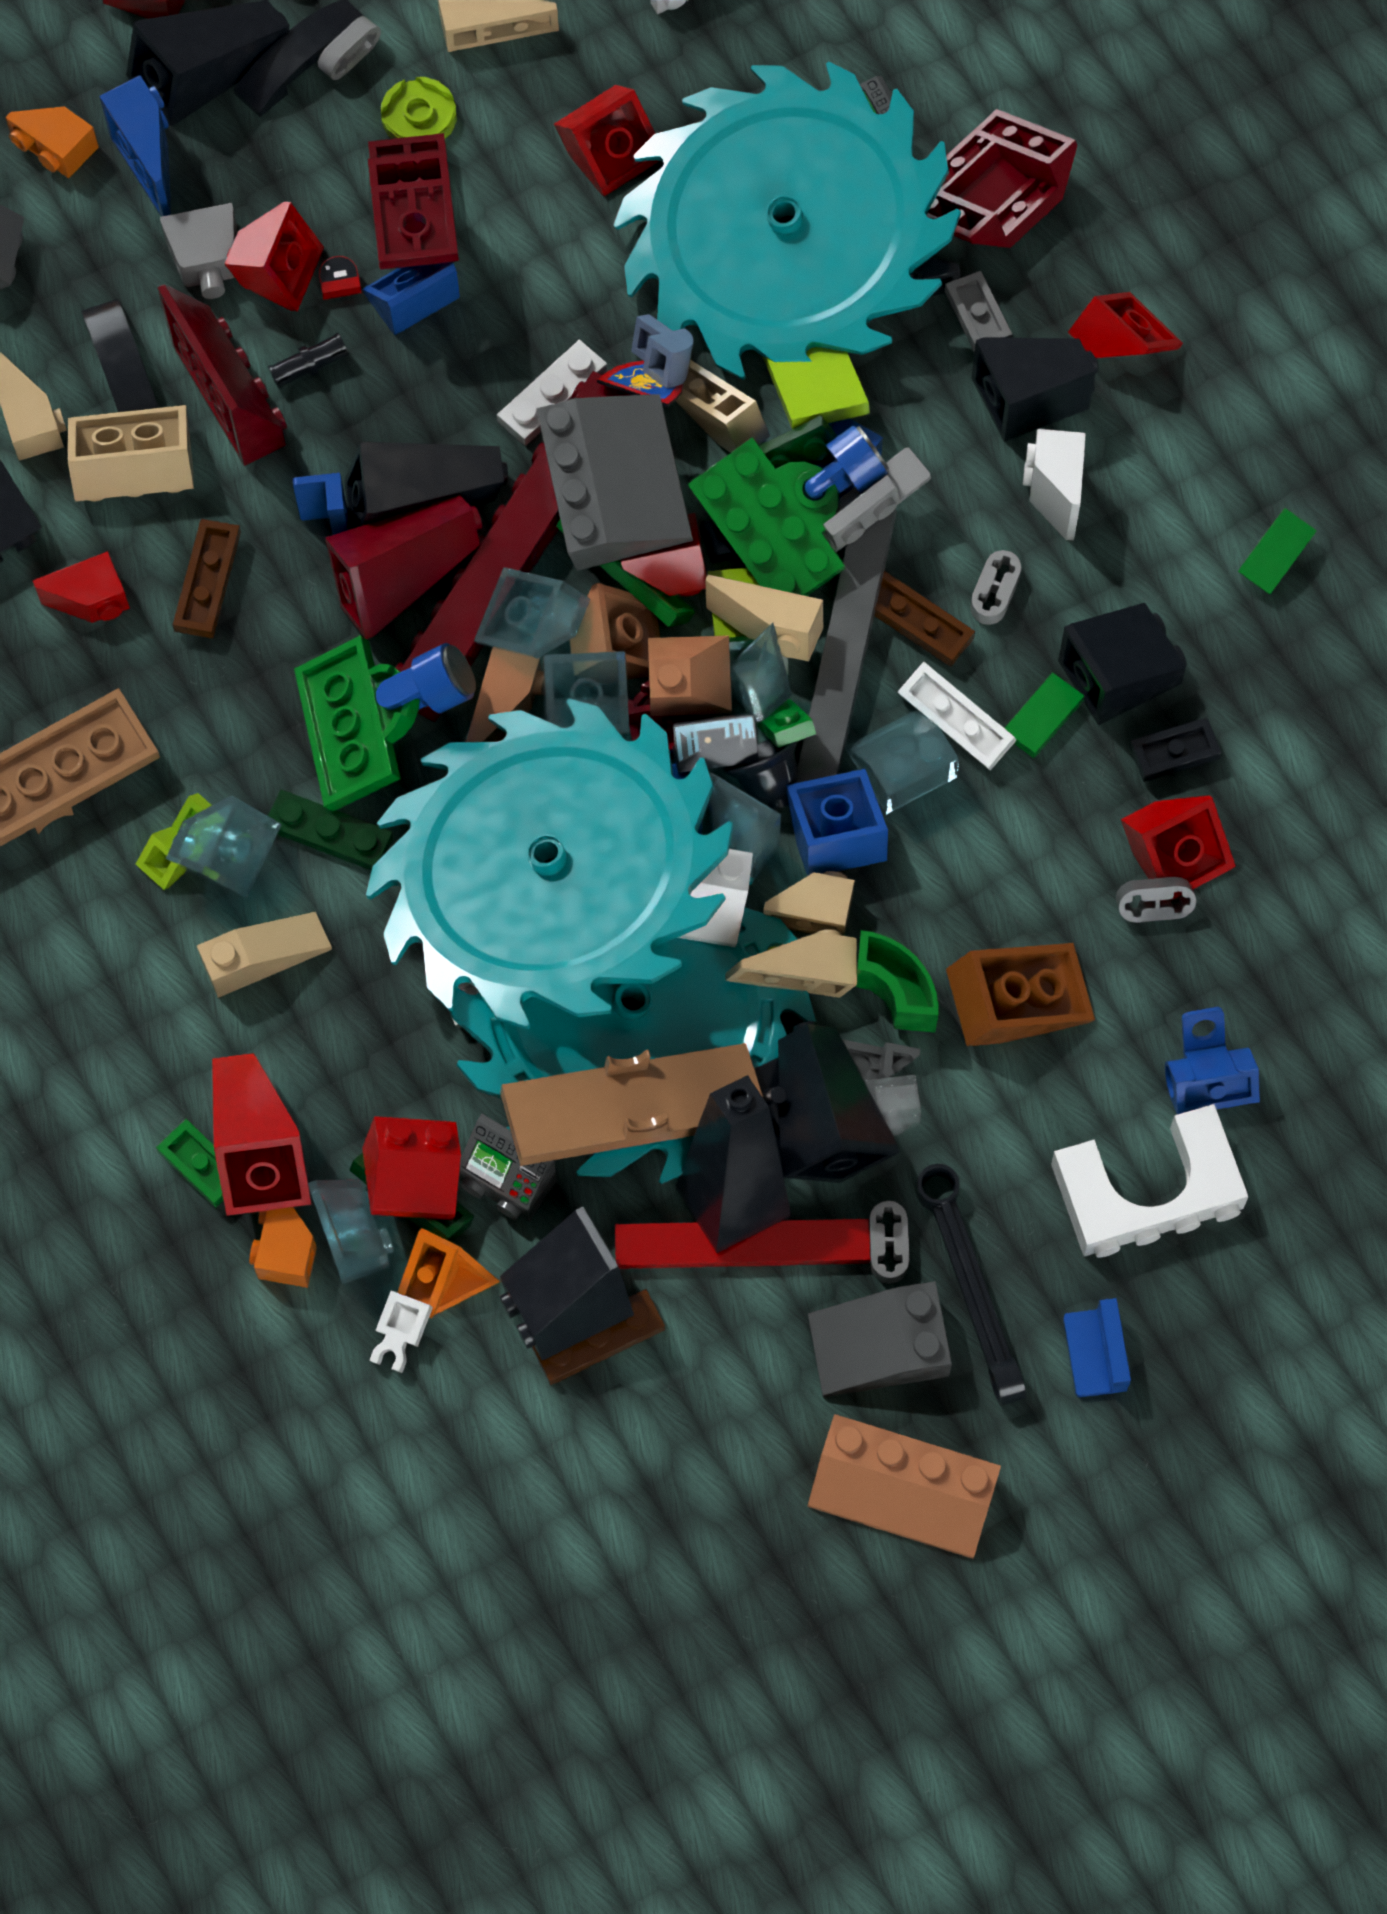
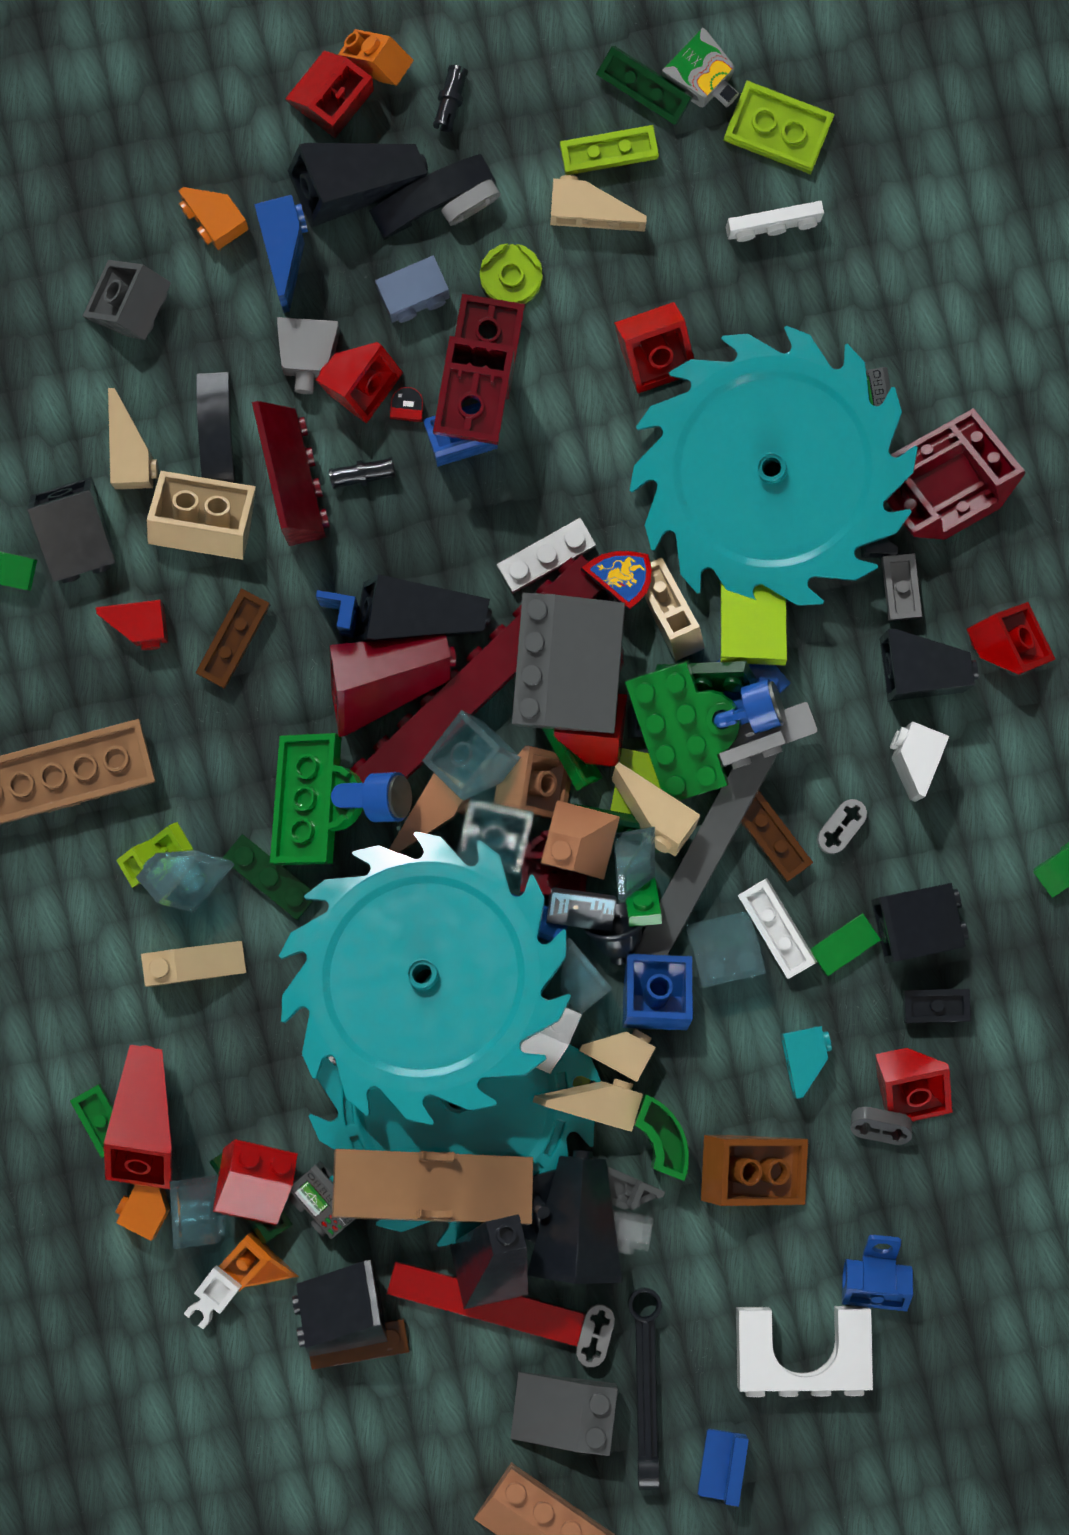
camera: 10 degrees right, 15 degrees up
(309, 153) = (413, 290): none -> sand blue brick
(663, 351) = (643, 553): sand blue brick -> none
(1035, 846) = (805, 1056): none -> teal slope

